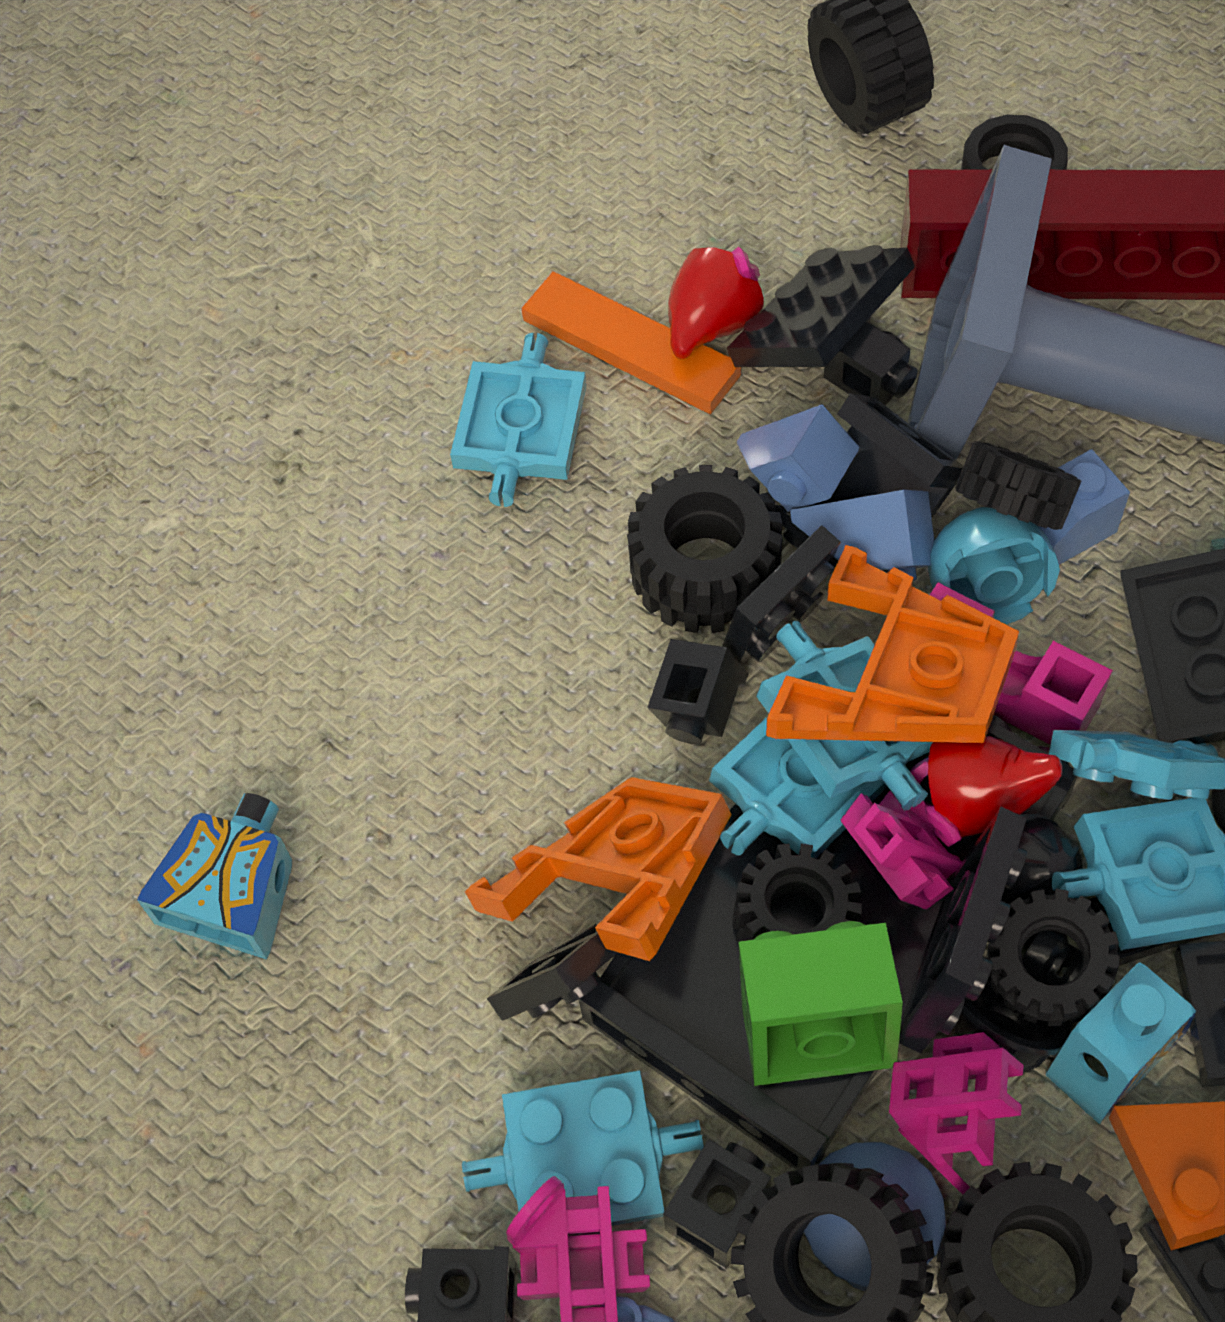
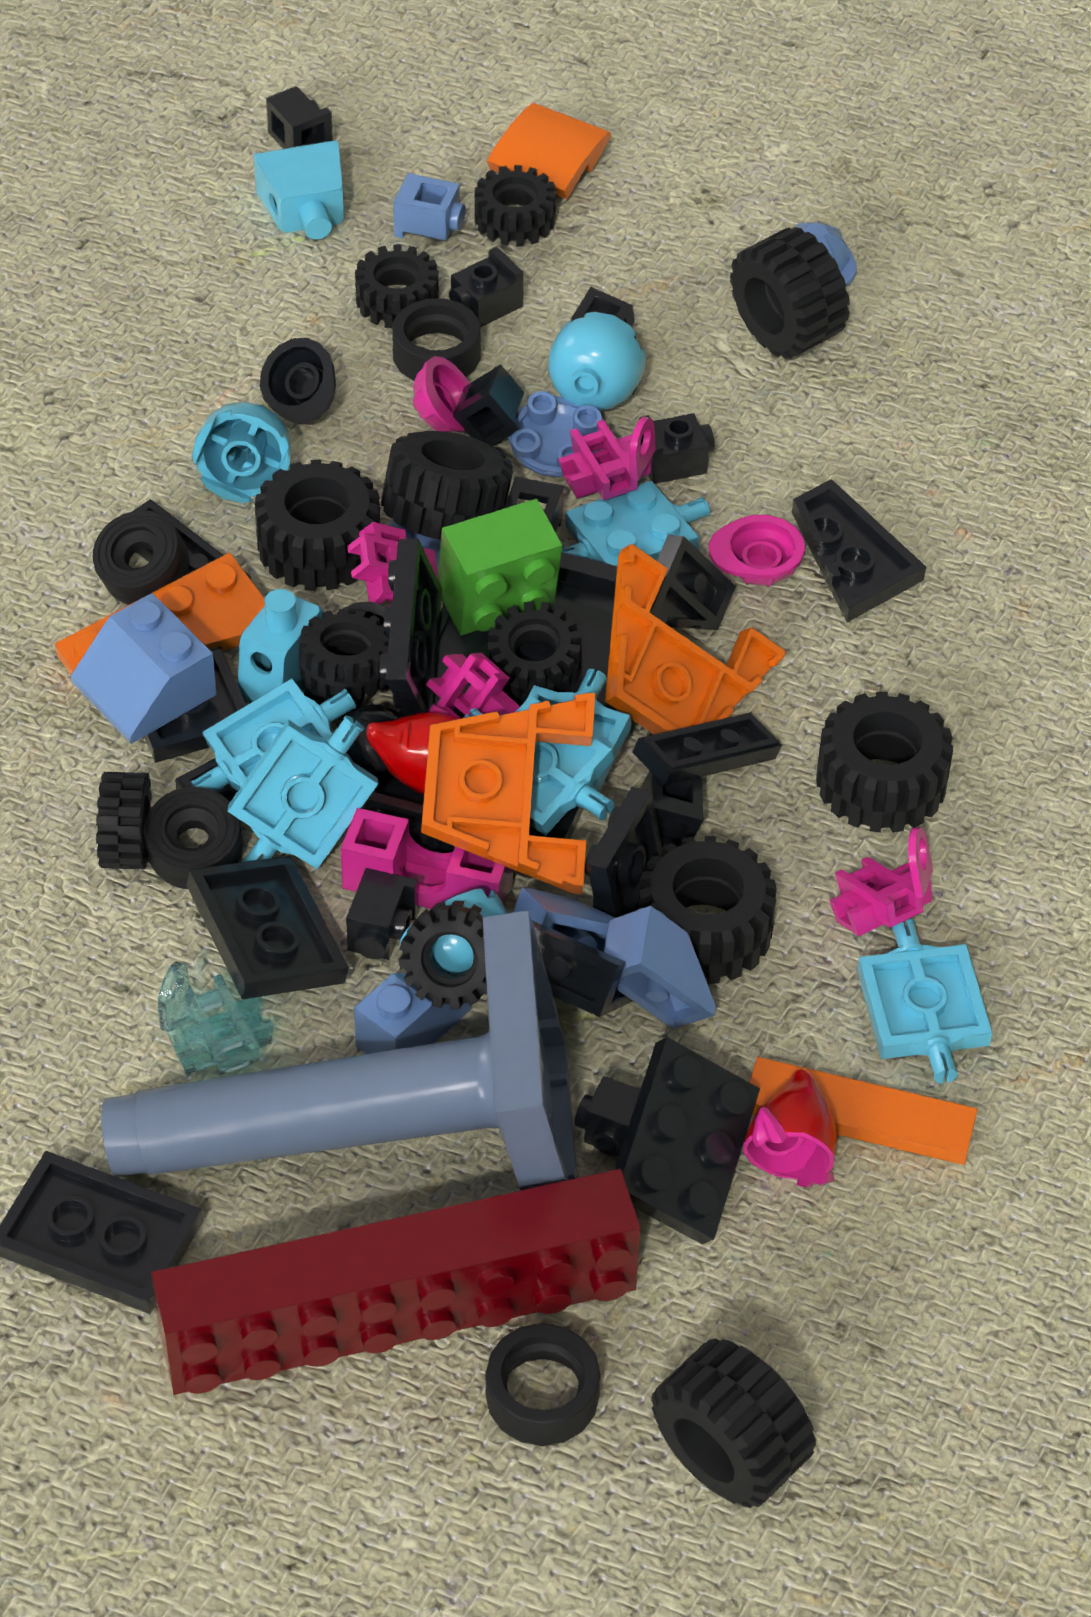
camera: 155 degrees right, 10 degrees down
(223, 879) = (960, 611): torso -> none
(306, 1029) = (853, 550): none -> black wing
(421, 637) = (880, 792): none -> black tyre
(436, 1037) = (758, 549): none -> dark pink piece
(500, 537) = (885, 896): none -> dark pink piece
(625, 745) = (706, 748): none -> black tile
(1077, 623) = (381, 913): none -> black brick

